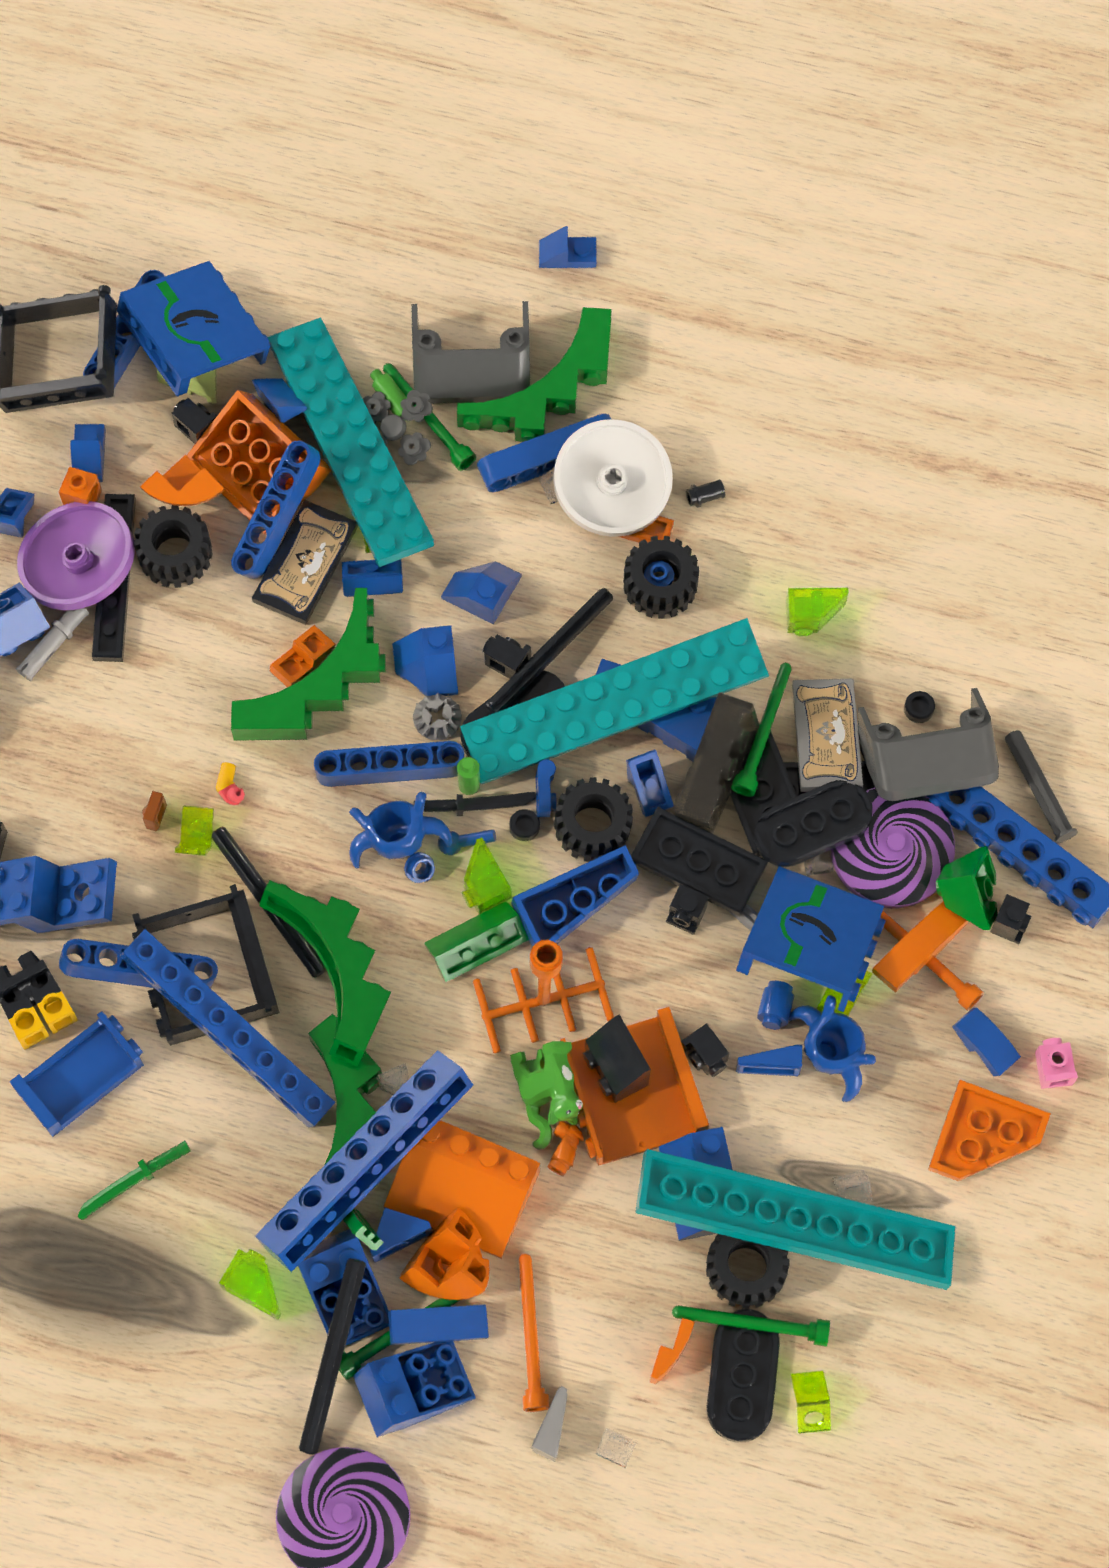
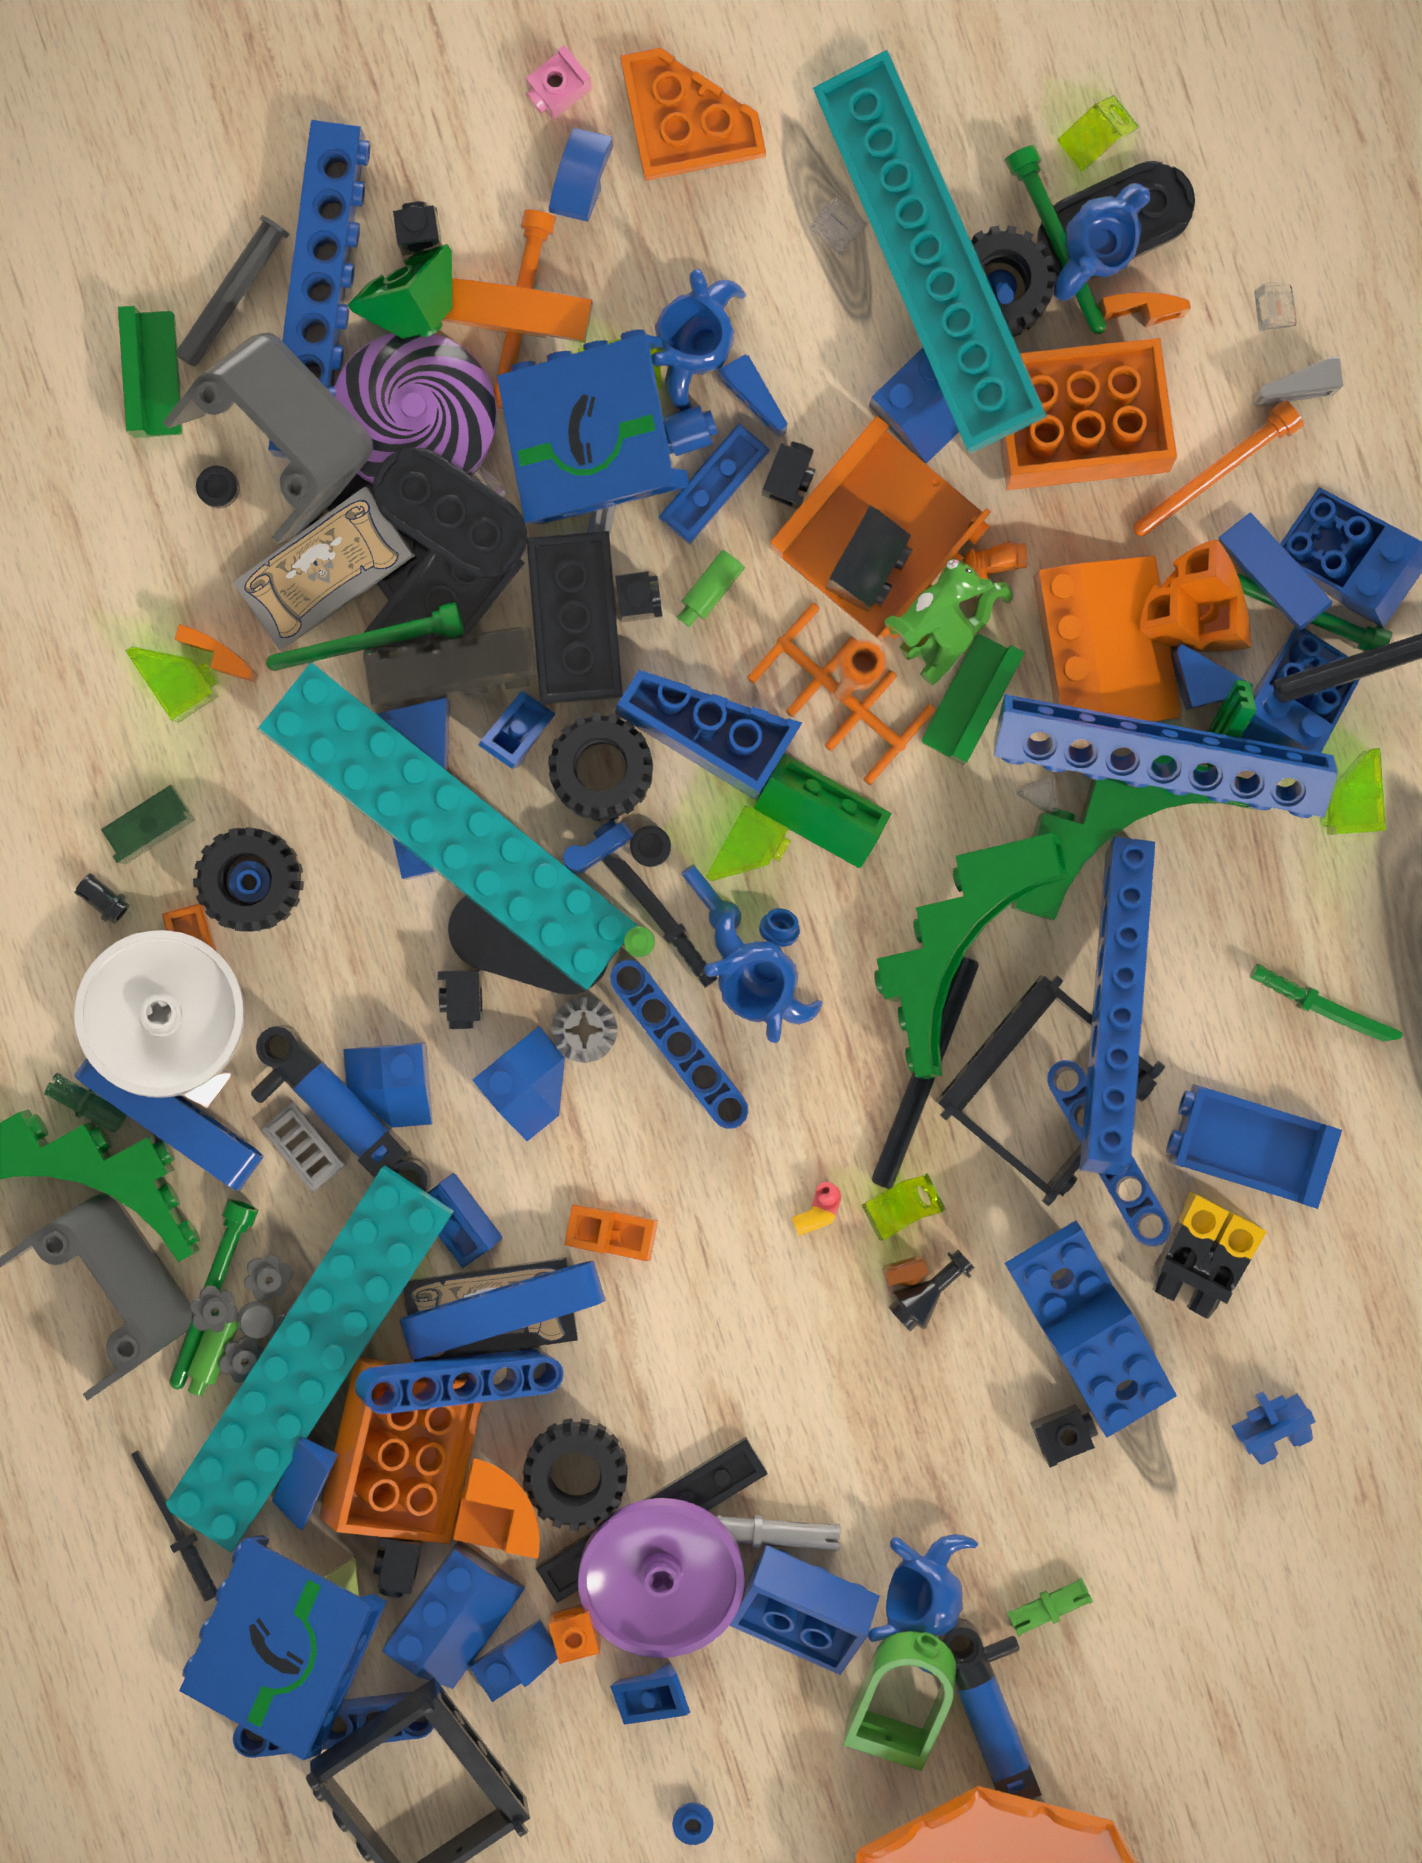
camera: 120 degrees left, 20 degrees up
(129, 805) = (917, 1302): none -> black piece
(139, 431) = (453, 1617): none -> blue slope
(289, 711) = (580, 1170): green arch -> none
(292, 316) = (185, 1545): none -> black sword
(300, 563) = (502, 1310): none -> blue beam
(467, 527) = (325, 1149): none -> light grey slope
(487, 547) = (335, 1105): none -> piece
(490, 1084) = (972, 698): none -> green panel
(549, 651) = (424, 950): black axle -> none
(589, 410) = (85, 1103): none -> clear green axle
(623, 1265) = (1102, 418): none -> orange slope
(664, 959) = (710, 588): none -> bright green cylinder
(731, 1005) = (714, 483): none -> blue tile
(733, 544) = (147, 825): none -> clear green panel
(735, 1344) = (1101, 239): none -> blue piece
(744, 1265) = (1003, 285): none -> blue bar
(807, 645) = (223, 660): none -> orange slope
(1020, 708) = (149, 371): none -> green panel

